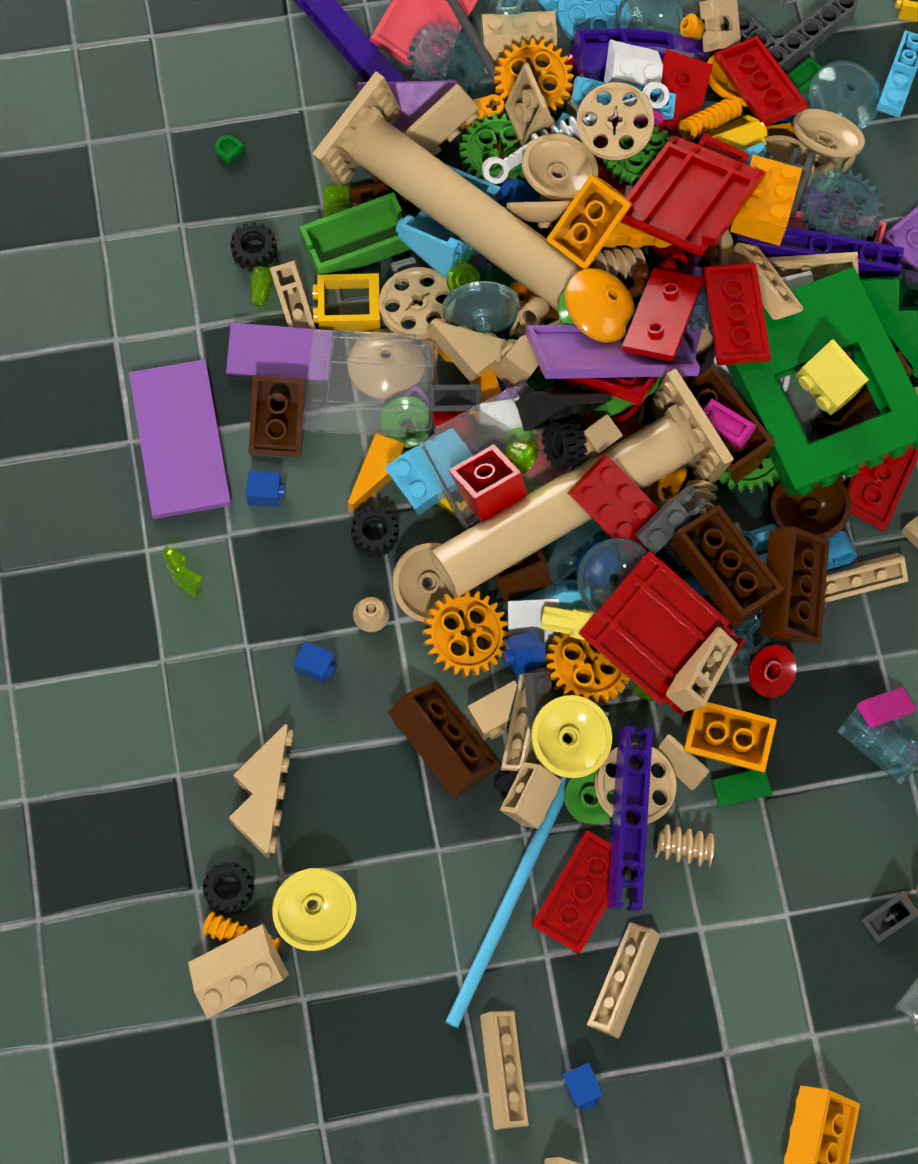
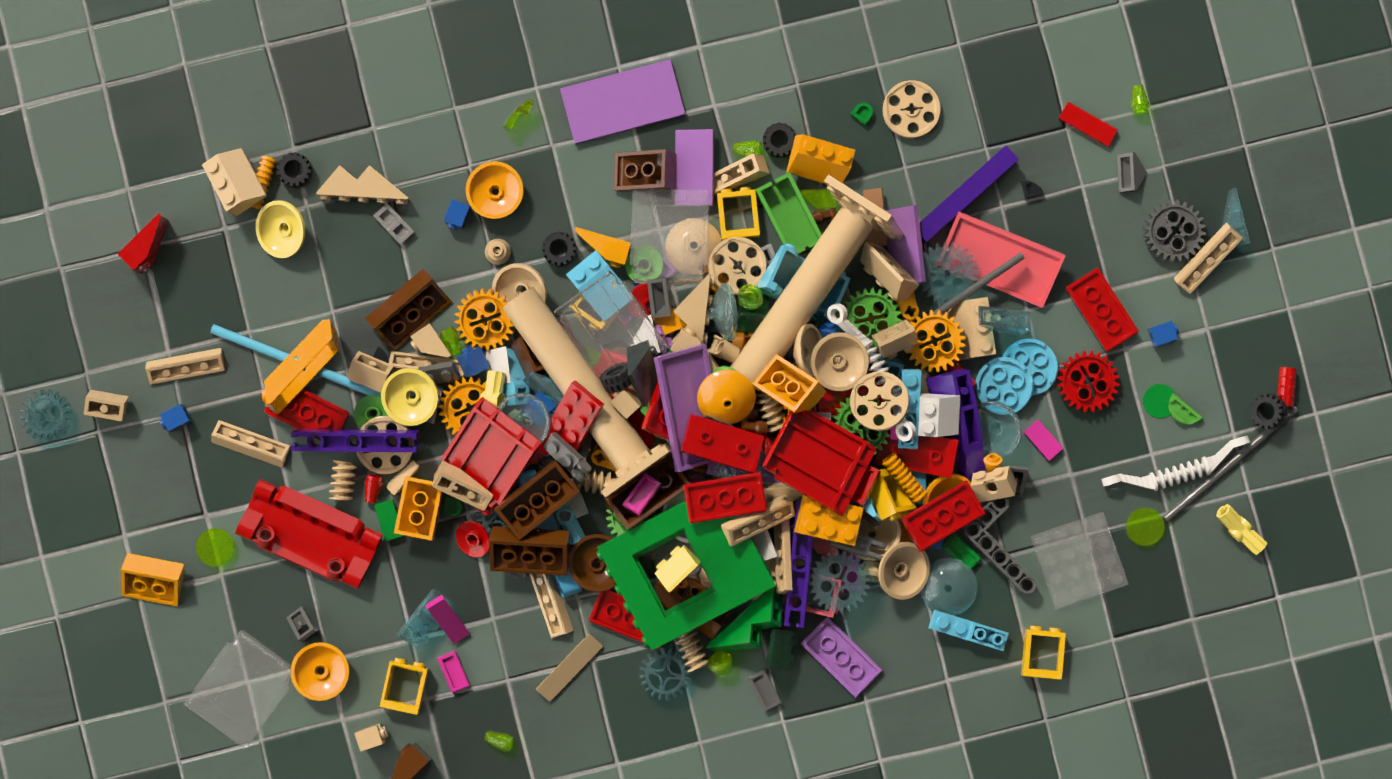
camera: 90 degrees right, 15 degrees up
(220, 88) = (915, 100): none -> tan wedge
(264, 489) = (585, 166): blue brick -> none
(280, 591) = (489, 177): none -> light orange dish
(285, 195) = (818, 158): none -> light orange slope
(319, 753) = (393, 223): none -> light grey slope
(326, 1116) = (143, 248): none -> red slope
(488, 482) = (585, 324): red slope -> none
(490, 682) = (450, 339): none -> clear neon green cone
(518, 869) = (289, 376): none -> light orange window
(522, 454) = (606, 346): clear neon green cone -> none
(695, 805) = (373, 485): none -> red cone
(726, 696) = (452, 507): none -> green tile
(758, 899) = (309, 533): none -> red panel
(774, 1040) = (215, 547): none -> clear neon green tile

